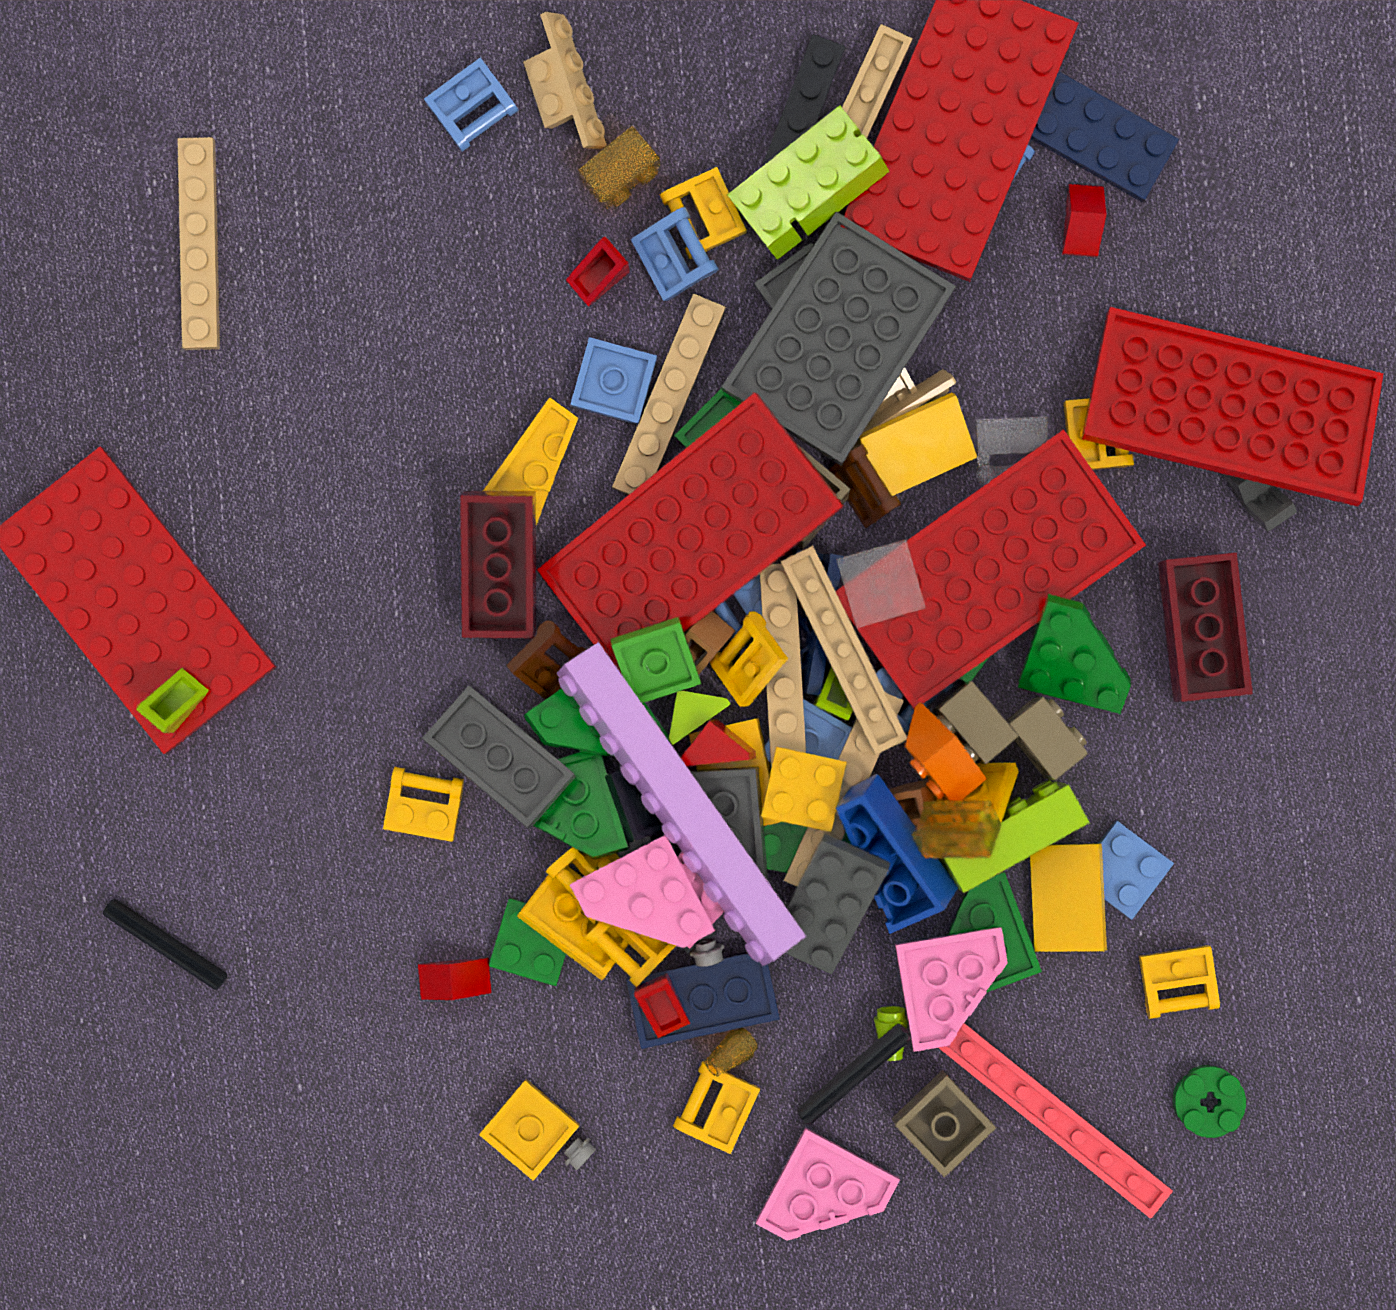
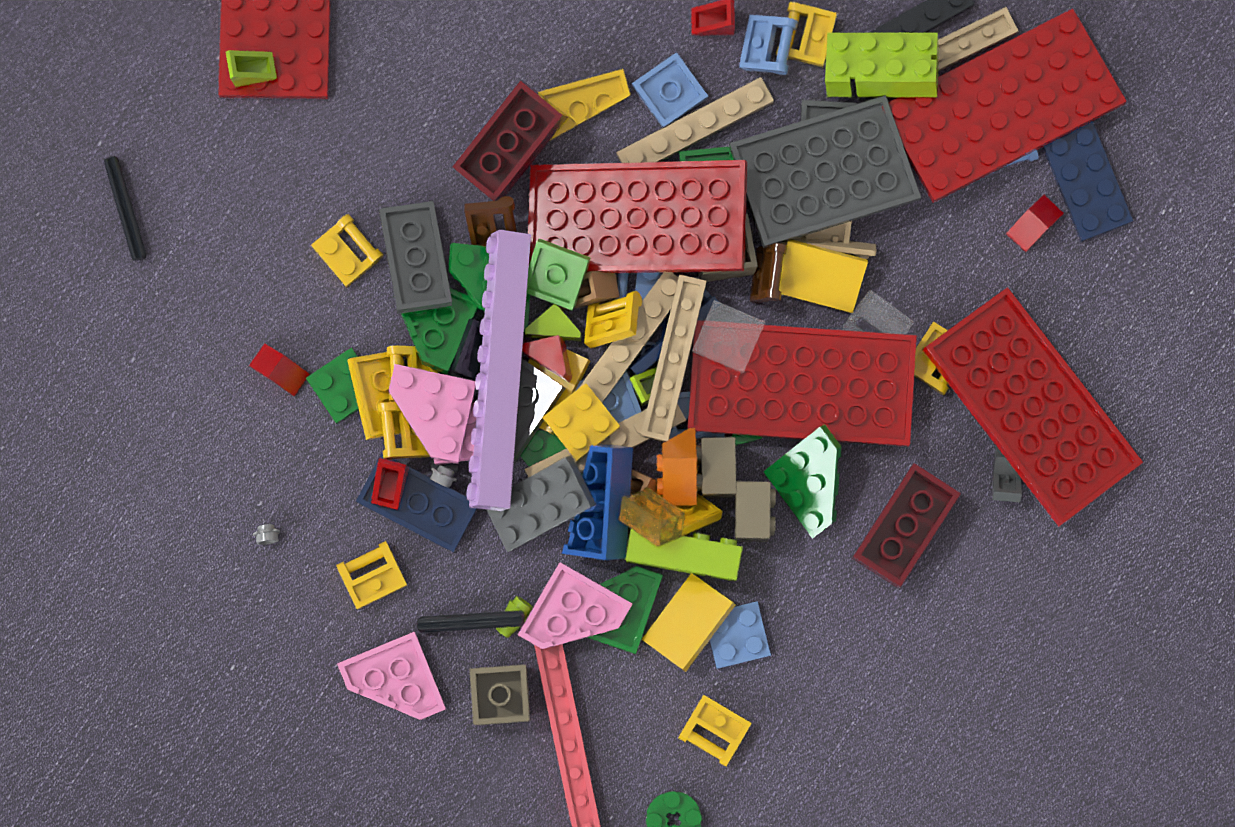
camera: 50 degrees right, 5 degrees down
(529, 1129) = (248, 495): yellow plate -> none
(732, 1051) = (409, 548): clear yellow cone -> none

